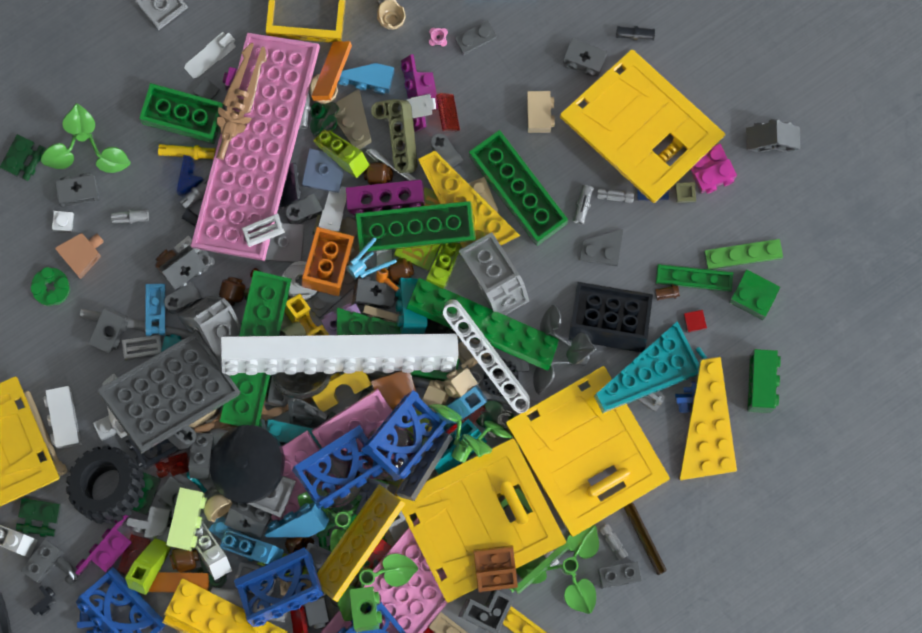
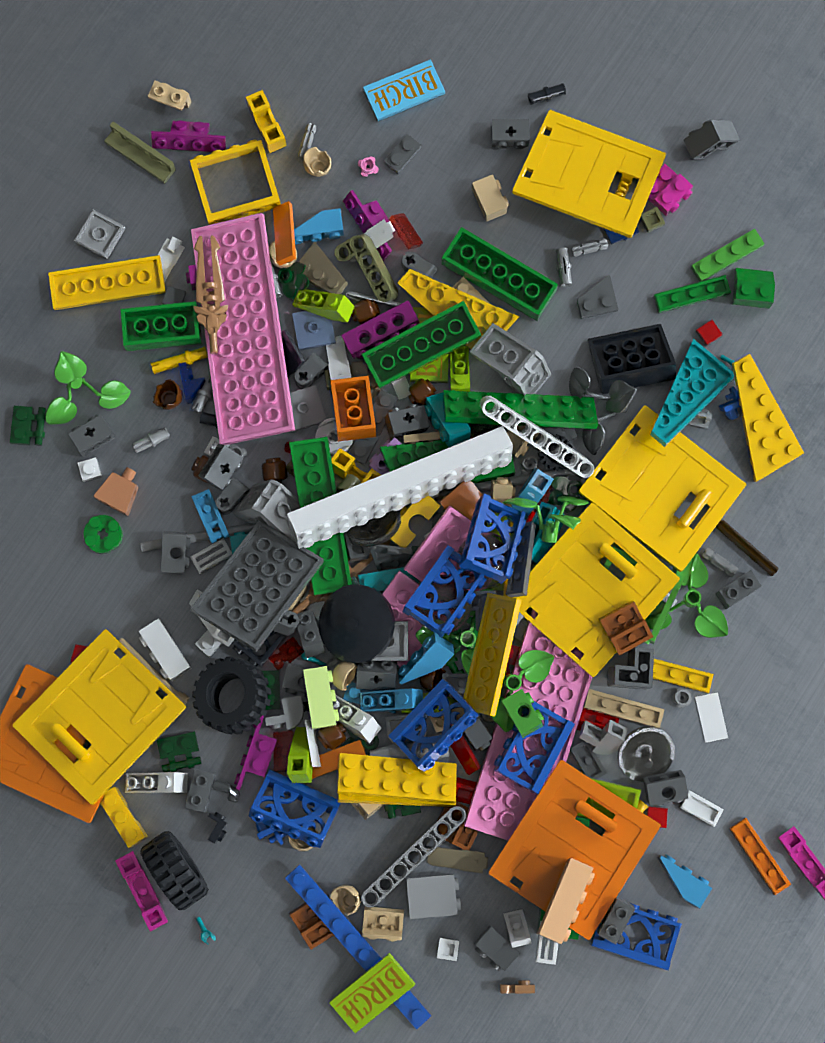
camera: 20 degrees left, 0 degrees up
(149, 52) = (106, 282): none -> yellow plate
(161, 561) = (313, 747): none -> white sticker
(162, 181) = (168, 395): none -> reddish brown hair
(264, 237) = (287, 407): white tile -> none
(357, 266) = (383, 402): medium azure plant -> none
(381, 277) = (409, 403): orange hand -> none
(459, 382) = (520, 471): tan brick -> none
(667, 292) = (674, 316): reddish brown pin -> none
(763, 381) = (795, 361): green brick -> none

